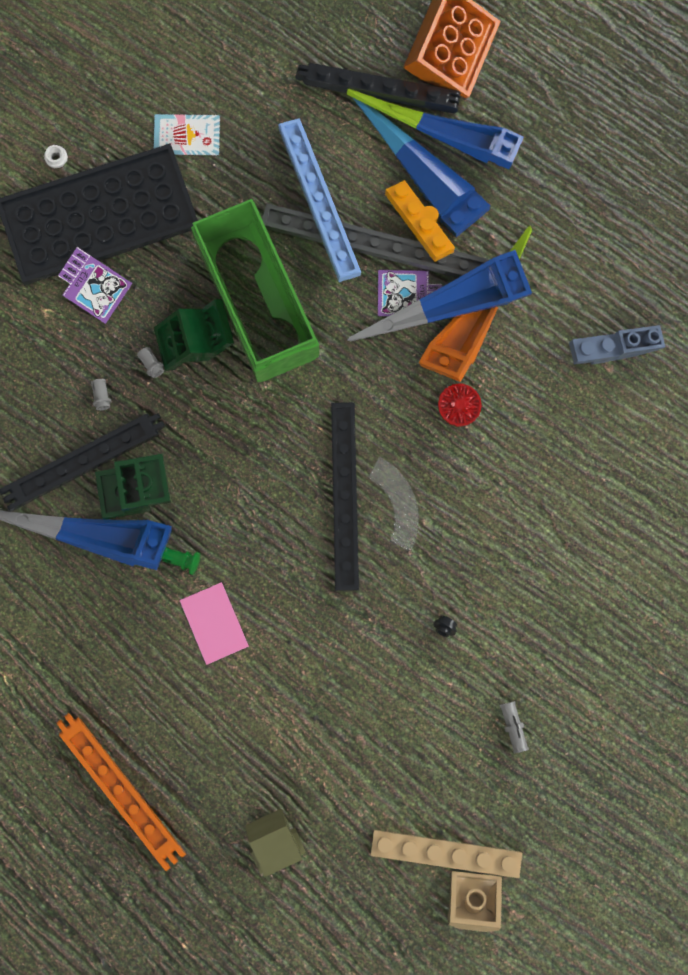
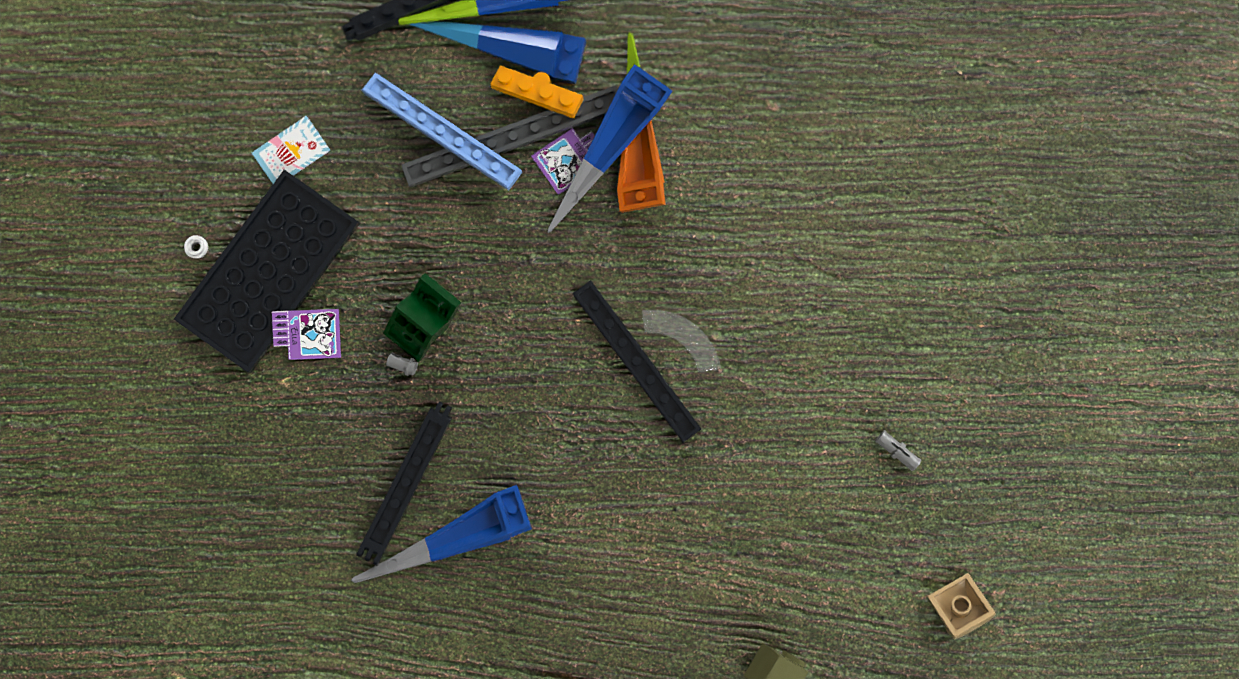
camera: 30 degrees left, 5 degrees up
(100, 394) = (380, 419): light grey pin -> none
(132, 486) = (463, 476): dark green bracket -> none
(181, 559) = (544, 505): green pin -> none
(214, 623) = (605, 536): bright pink sticker -> none
(273, 282) = (451, 227): bright green piece -> none
(445, 626) = (790, 409): black plate -> none
(446, 853) = (913, 585): tan plate -> none
(459, 405) = (676, 222): red wheel -> none
(617, 346) = (768, 85): sand blue slope -> none

